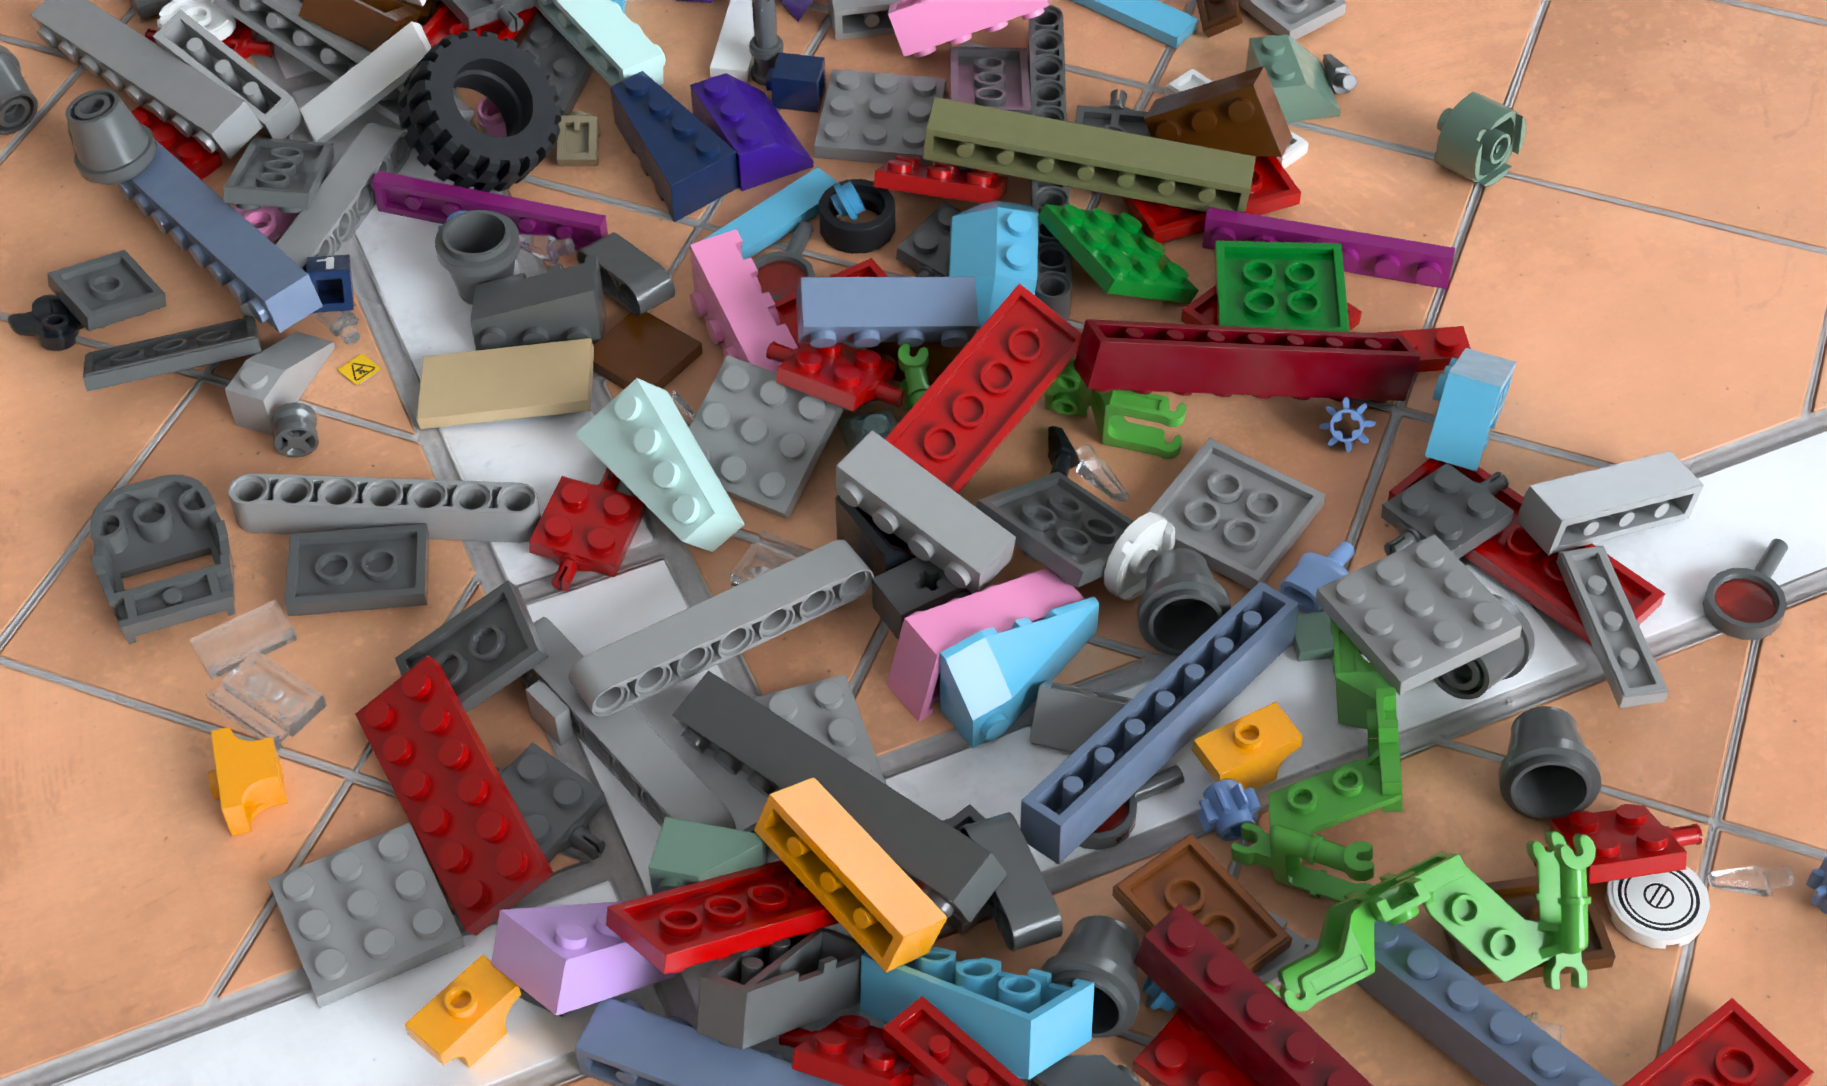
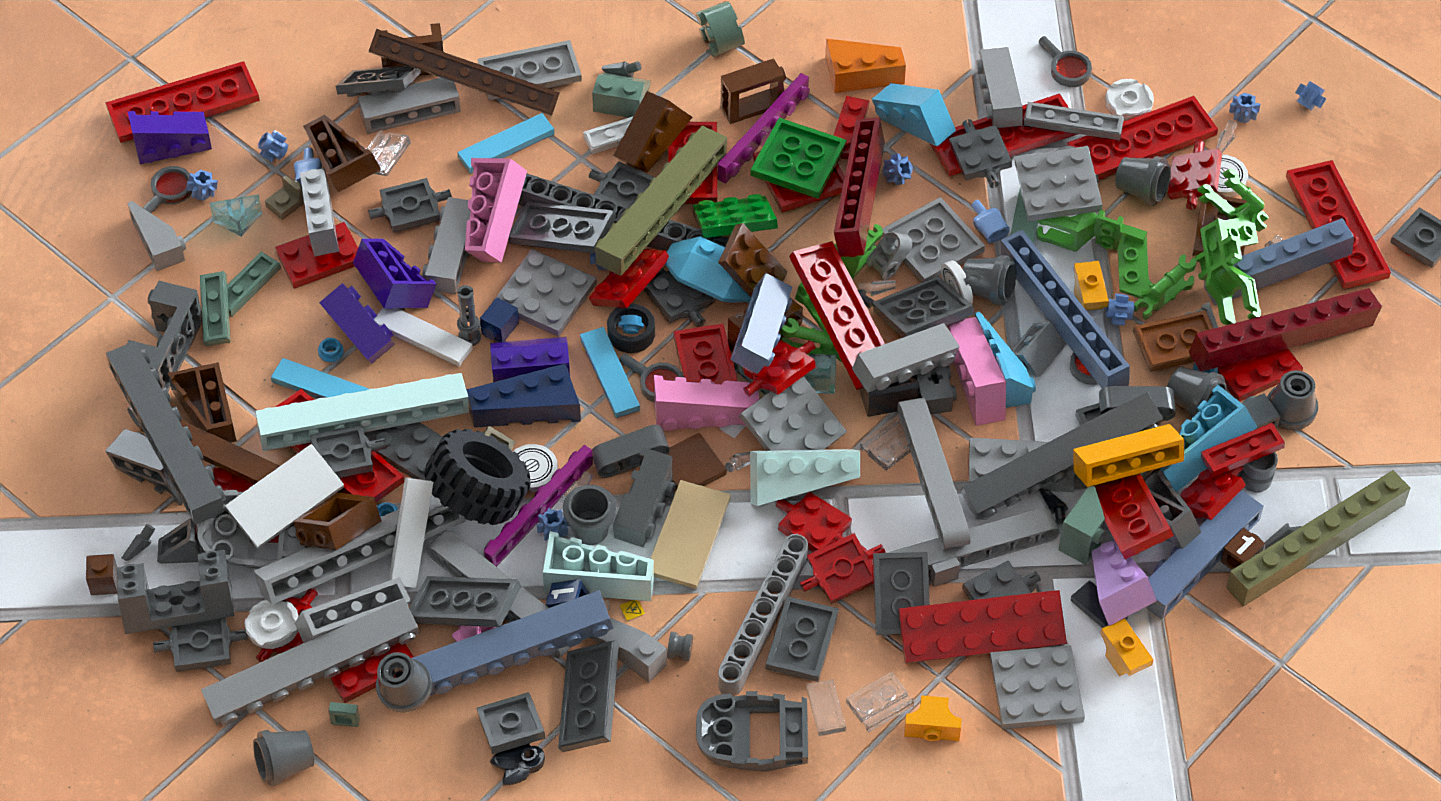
camera: 70 degrees left, 5 degrees up
(391, 292) = (614, 574): none -> light aqua wedge
(504, 557) = (841, 568): none -> red plate
(565, 185) = (539, 462): none -> white tile
(1027, 258) = (749, 260): none -> reddish brown plate
(1160, 459) = (886, 257): none -> light grey piece
(1364, 168) = (746, 80): none -> reddish brown window
(1533, 324) = (863, 65): none -> orange wedge
(1662, 753) = (1150, 135): none -> red plate
(1736, 708) = (1129, 98): none -> white tile

